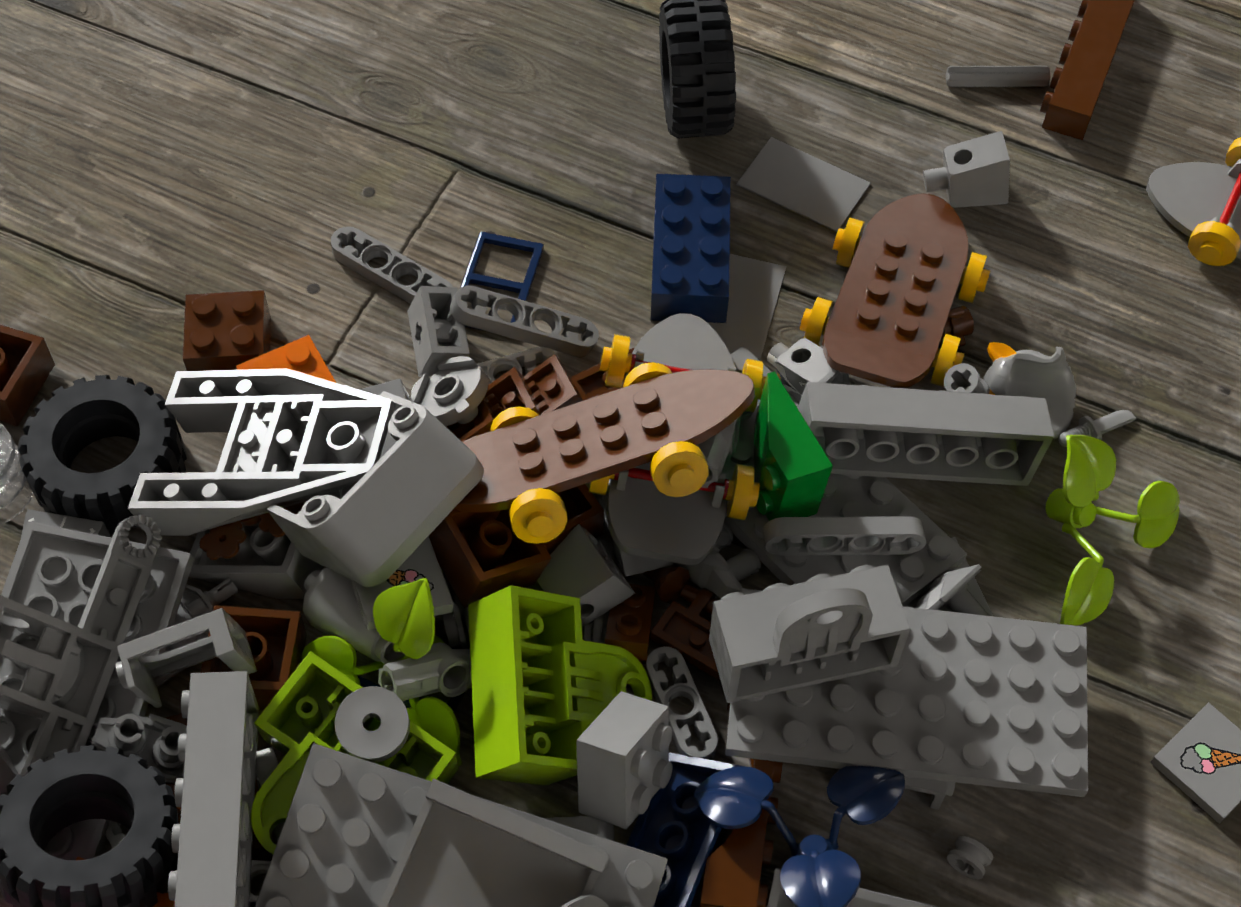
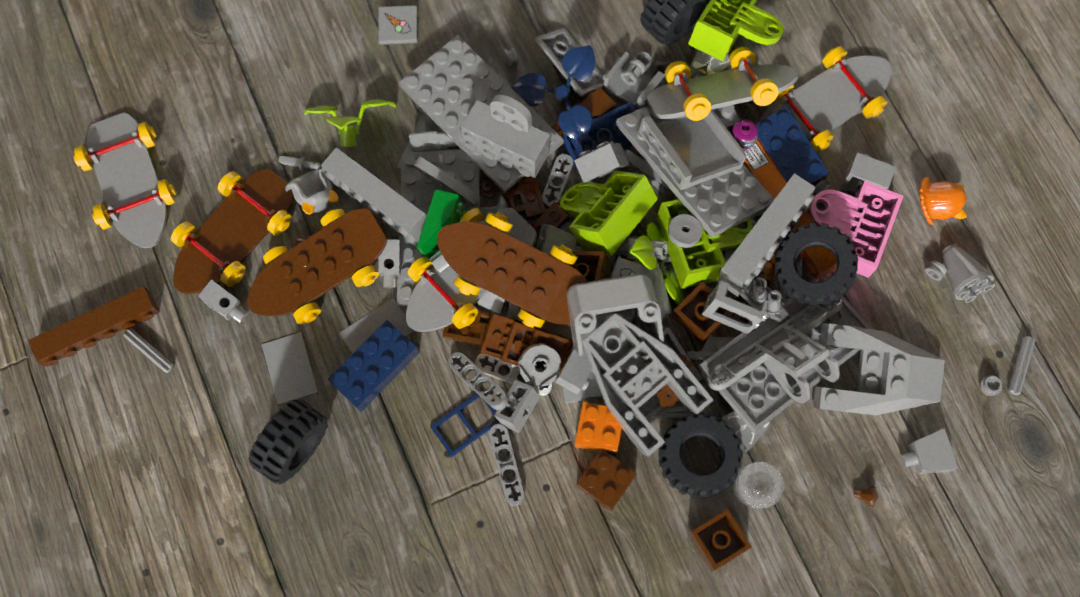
camera: 135 degrees left, 15 degrees up
(962, 376) = (344, 196): light grey bush -> none
(1074, 273) = (232, 231): none -> reddish brown piece

